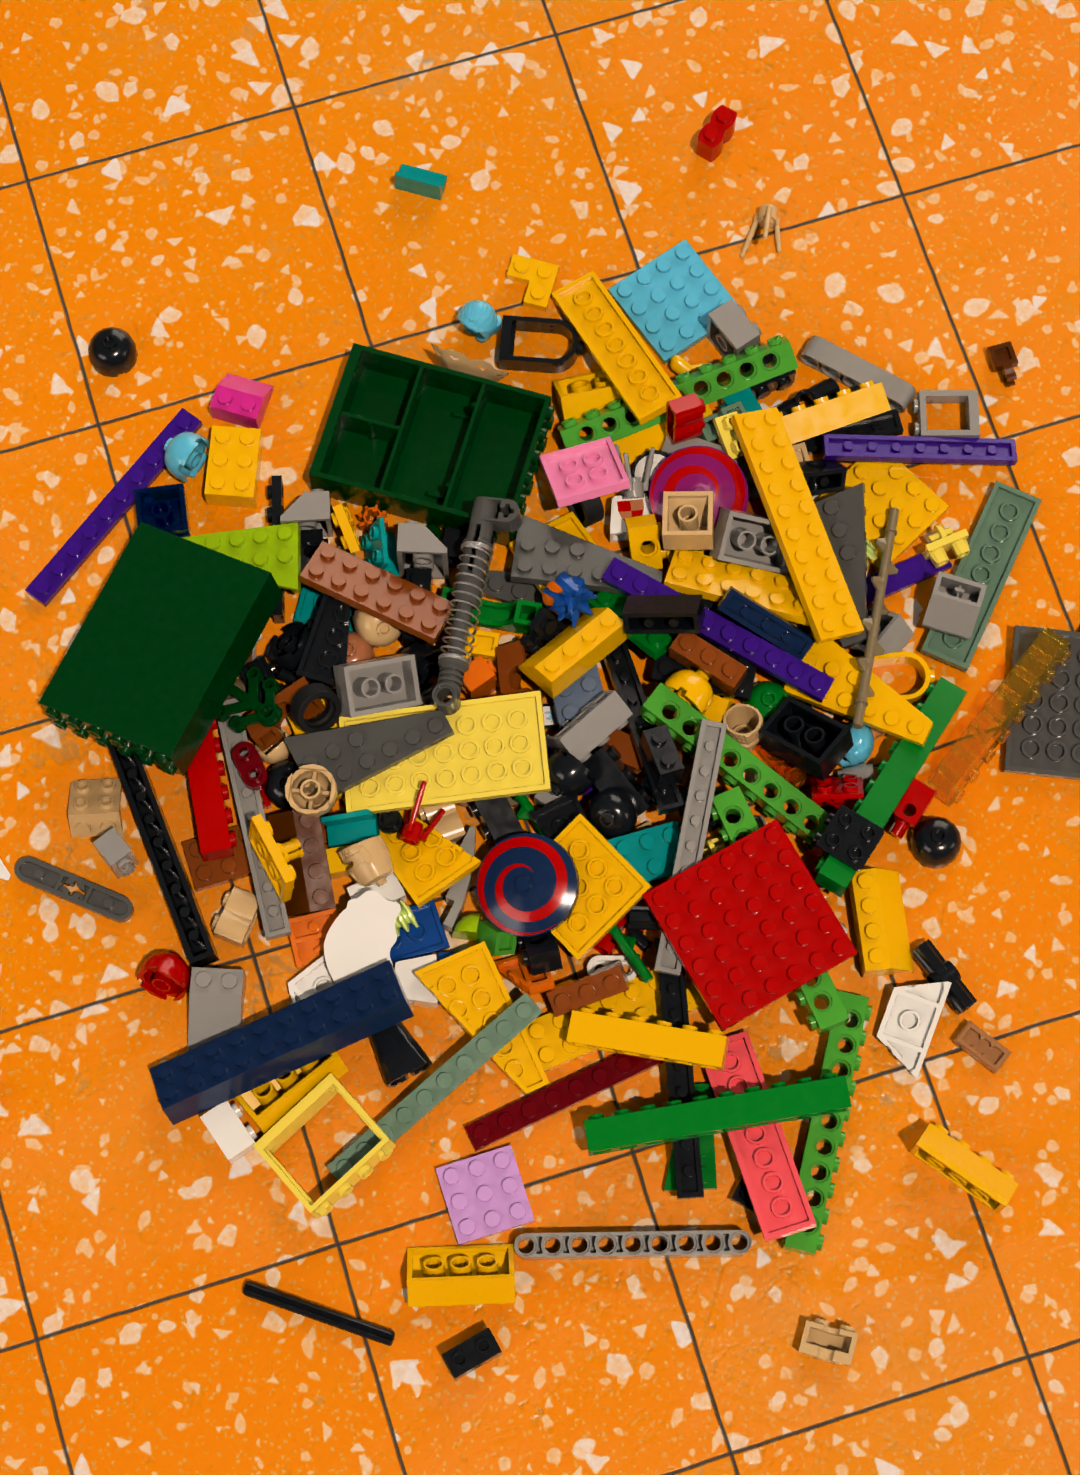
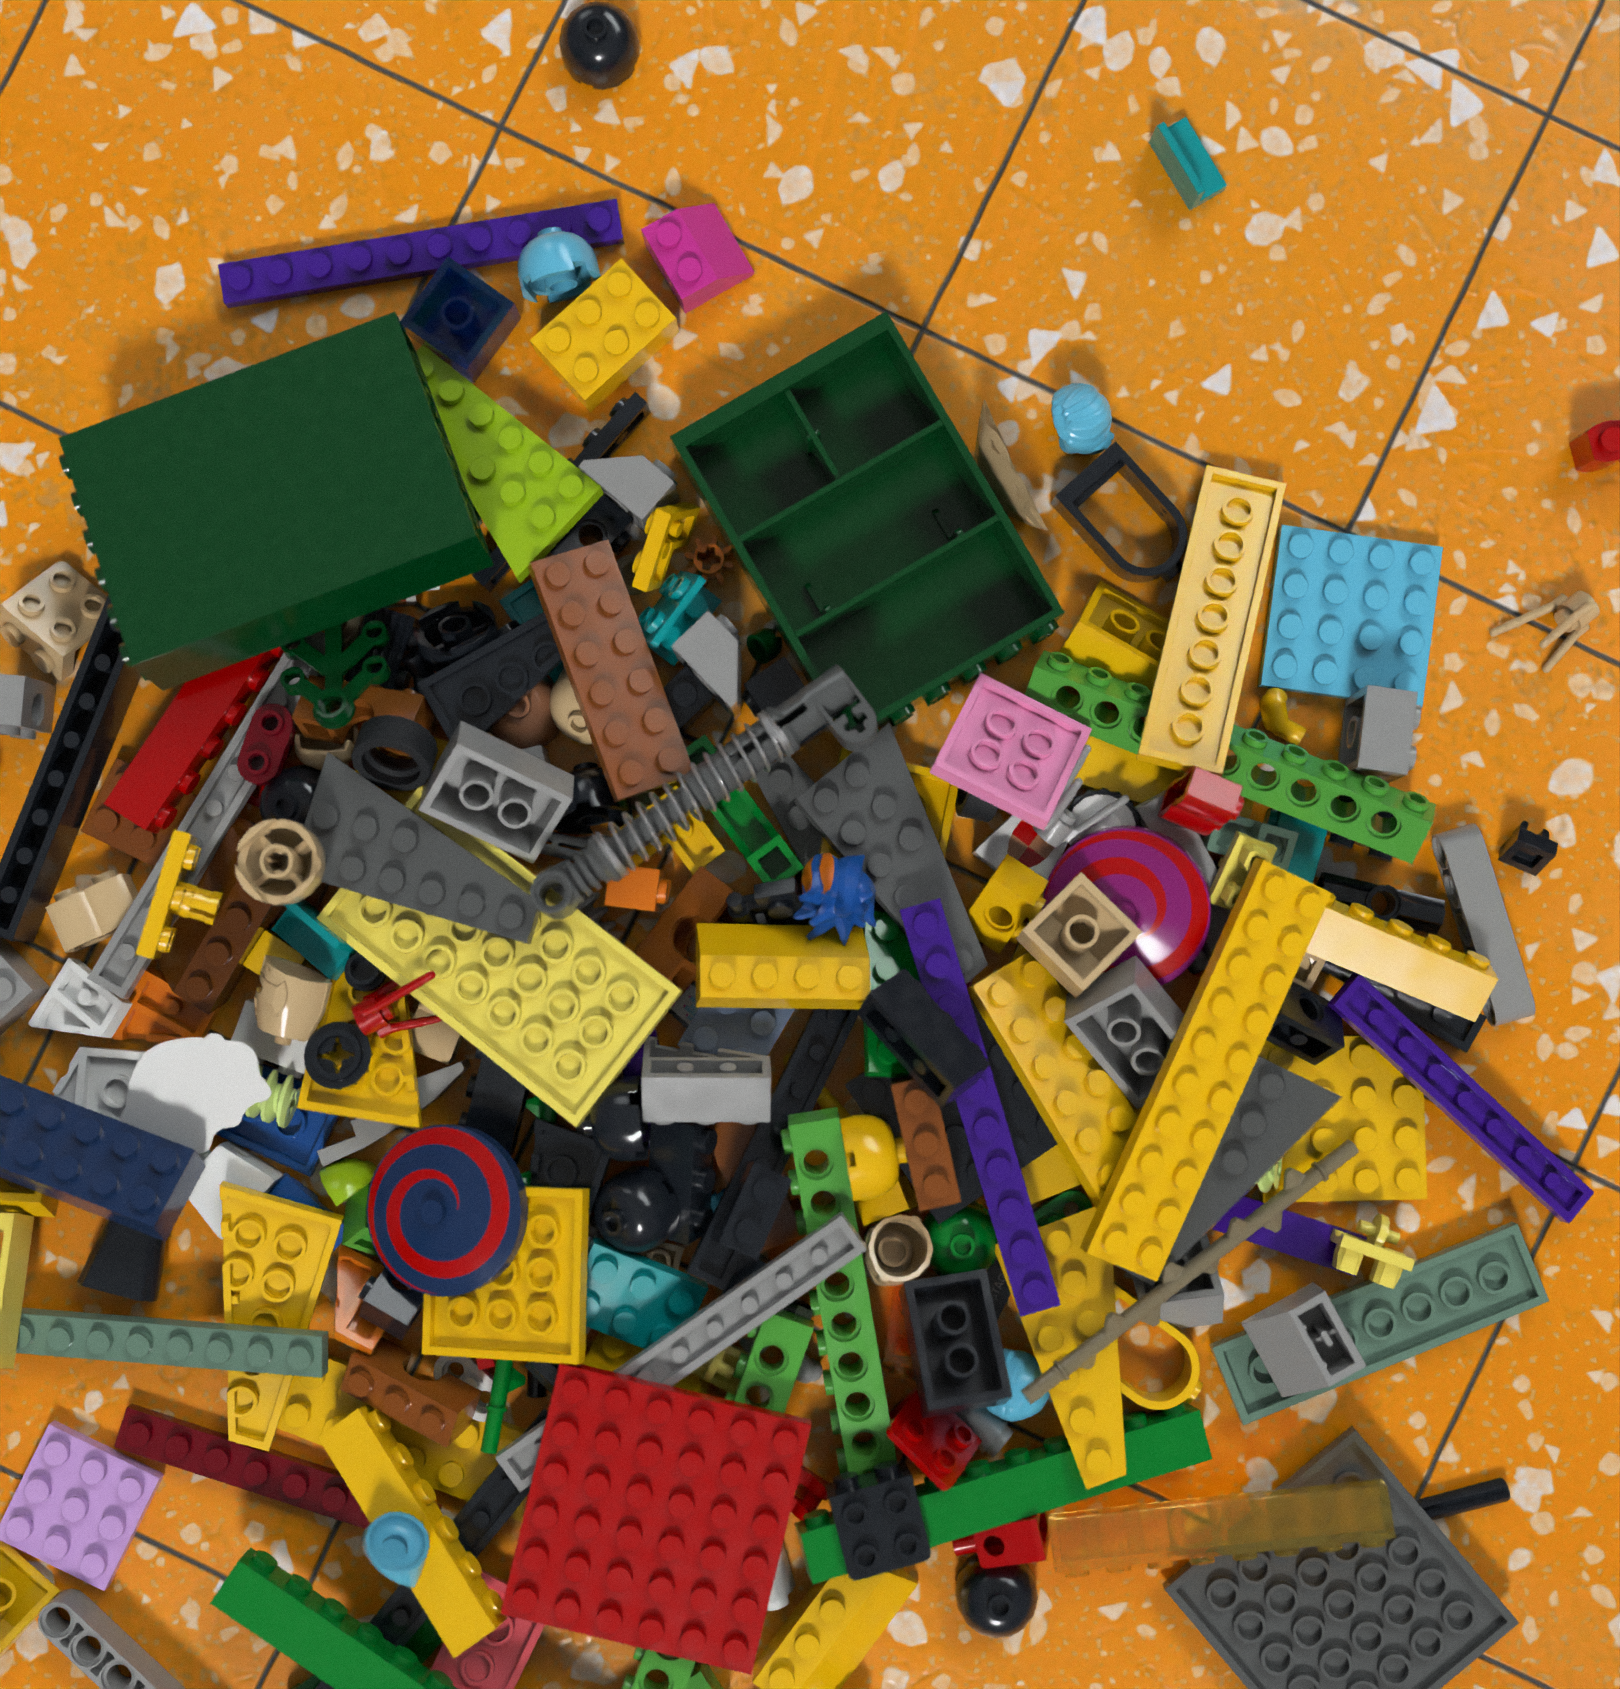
camera: 45 degrees right, 15 degrees up
(270, 963) = (79, 1004): none -> white wing
(413, 853) = (325, 1042): none -> black gear
(540, 277) = (1214, 426): yellow plate -> none
(648, 1042) = (397, 1547): none -> medium azure piece
(765, 623) = (1044, 1157): dark blue plate -> none
(845, 327) = (1528, 850): none -> black tile
(969, 397) = (1569, 1112): light grey window -> none

